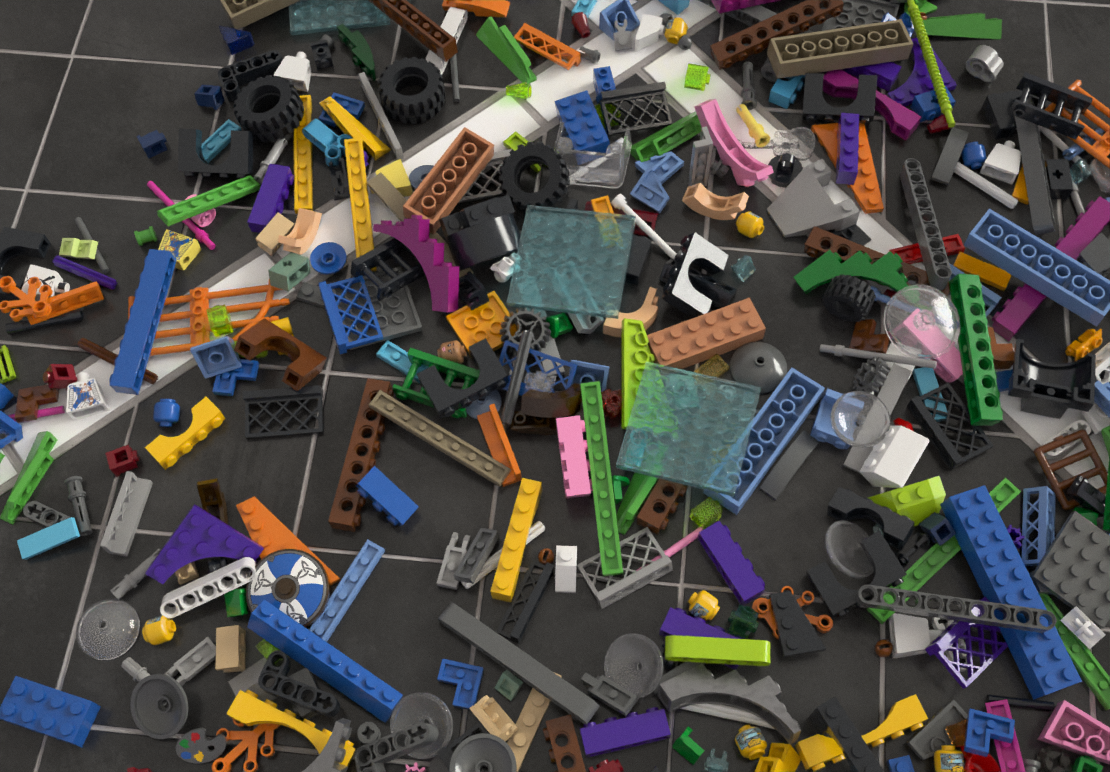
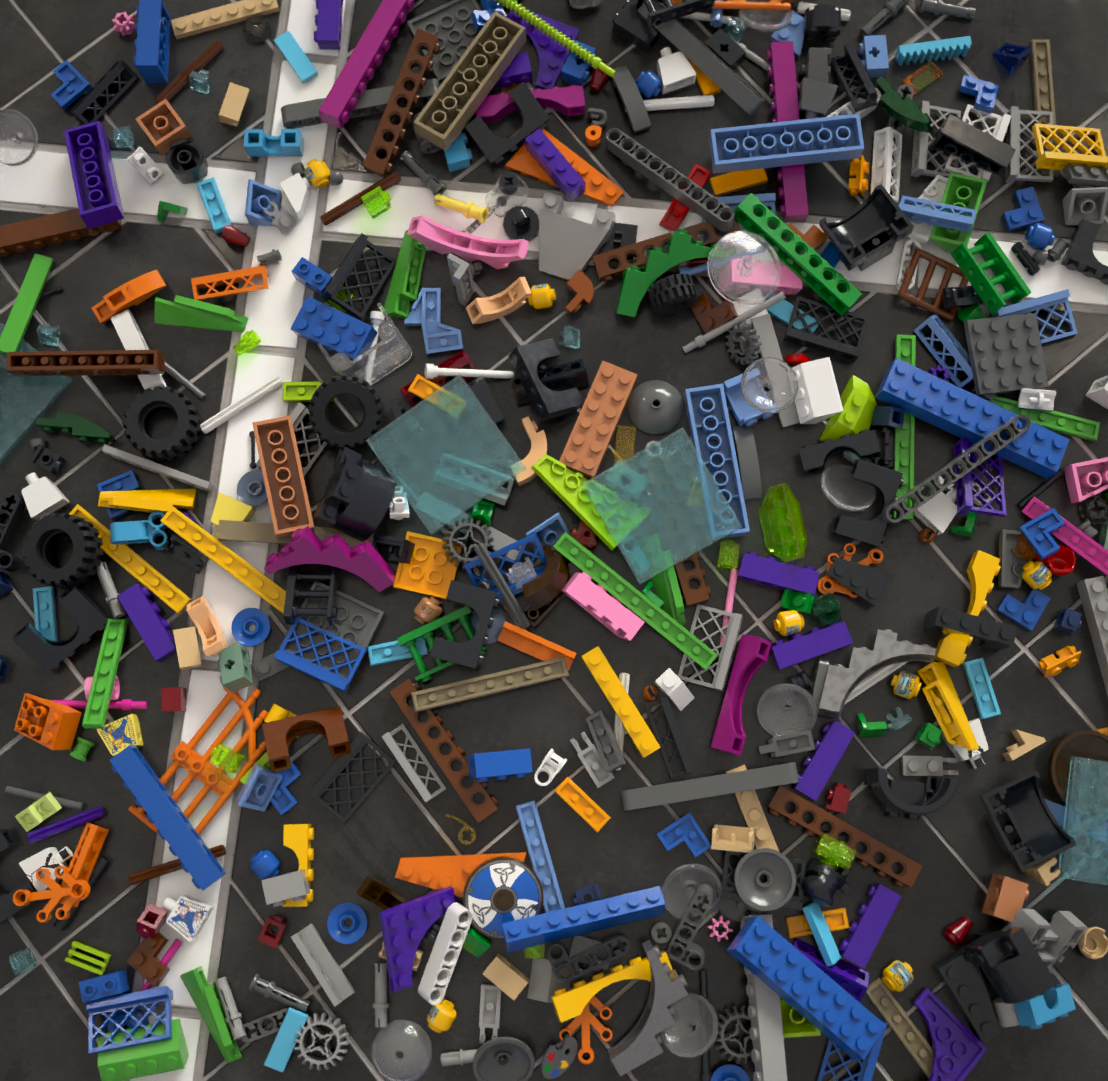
camera: 45 degrees left, 15 degrees up
(36, 487) = (230, 1008): none -> light grey pin
(71, 574) = (325, 1050): none -> light grey gear
(144, 200) = (47, 722): none -> orange slope
(160, 434) = (285, 887): none -> light grey brick
(167, 497) = (339, 930): none -> blue dish
(232, 257) = (173, 699): none -> dark red panel
(310, 519) = (467, 827): none -> clear yellow panel
(326, 438) = (407, 766): none -> light grey fence
(355, 651) = (592, 889): none -> dark blue brick
(414, 586) = (582, 804): none -> light orange tile
(419, 537) = (550, 767): none -> white piece
(474, 123) = (241, 404): none -> white axle
(508, 685) = (718, 806): sand green plate -> none
(644, 601) = (729, 732): none -> magenta arch
(682, 67) = (356, 200): none -> reddish brown axle
(717, 650) = (833, 647): lime beam -> none
(727, 597) = (797, 601): none -> green bracket
(773, 528) = (783, 523): none -> clear neon green wedge
(783, 245) = (583, 290): none -> dark orange brick
(798, 138) = (508, 188): none -> black wheel
(899, 154) = (593, 132): none -> leg
(927, 671) = (969, 528): none -> green tile

